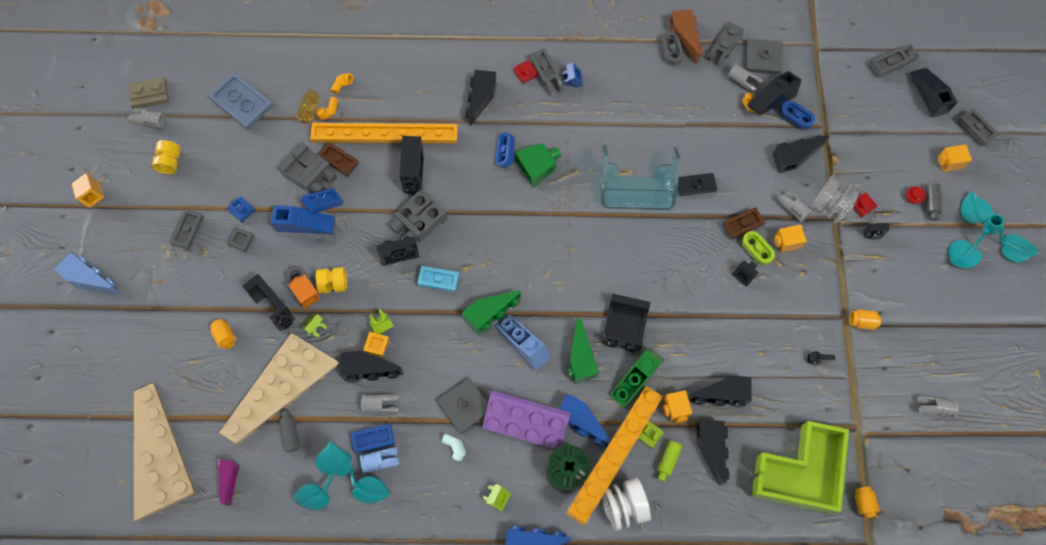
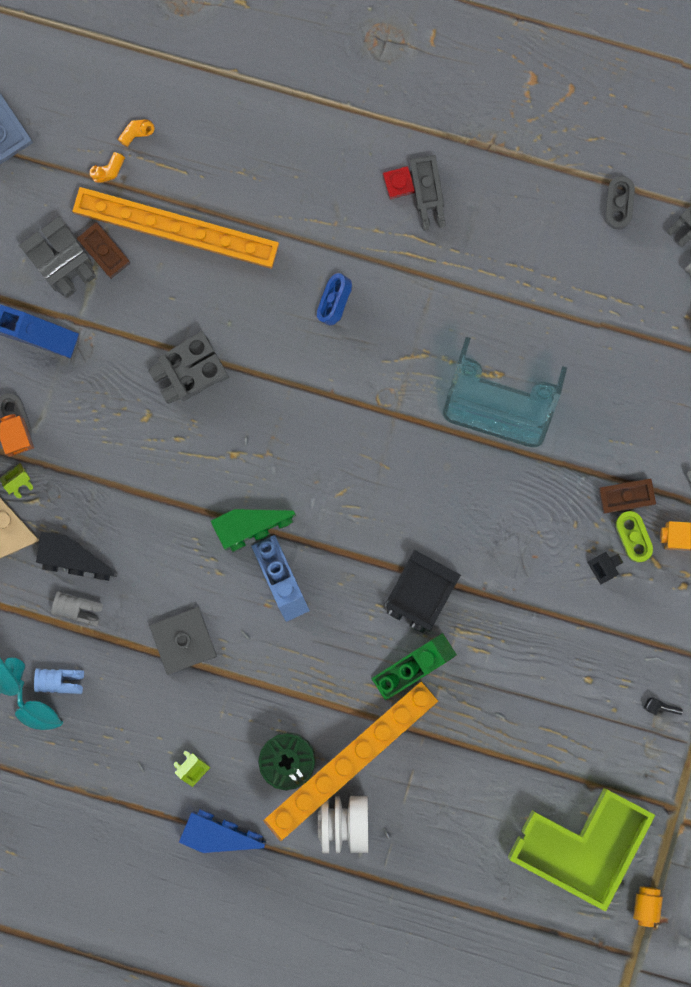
camera: 25 degrees right, 15 degrees up
(308, 103) = (79, 158): clear yellow plate -> none
(322, 200) = (67, 309): blue plate -> none
(331, 280) = (53, 426): yellow wheel -> none
(372, 438) = (57, 651): blue plate -> none
(376, 344) = (90, 533): light orange panel -> none
(381, 323) = (103, 503): lime tile -> none
(398, 250) = (159, 411): black plate -> none
(411, 164) = (199, 291): black window -> none
(438, 279) = (193, 462): medium azure plate -> none
(457, 446) = (159, 690): light aqua arm -> none
(483, 91) = (328, 200): black slope -> none
(526, 420) = (253, 684): medium lavender plate -> none
(537, 162) = (374, 330): green torso -> none
(574, 75) = (464, 210): blue tile -> none
(582, 362) = (347, 626): green slope -> none
(584, 421) = (322, 696): blue slope -> none
(650, 435) = (407, 745): lime tile -> none
(669, 460) = (418, 784): lime cylinder -> none
(677, 407) = (451, 721): light orange brick -> none
(684, 25) = (647, 173): dark orange slope -> none
(697, 184) = (583, 420): black plate -> none
(711, 442) = (479, 778): black slope -> none
(731, 390) = (523, 717): black slope -> none

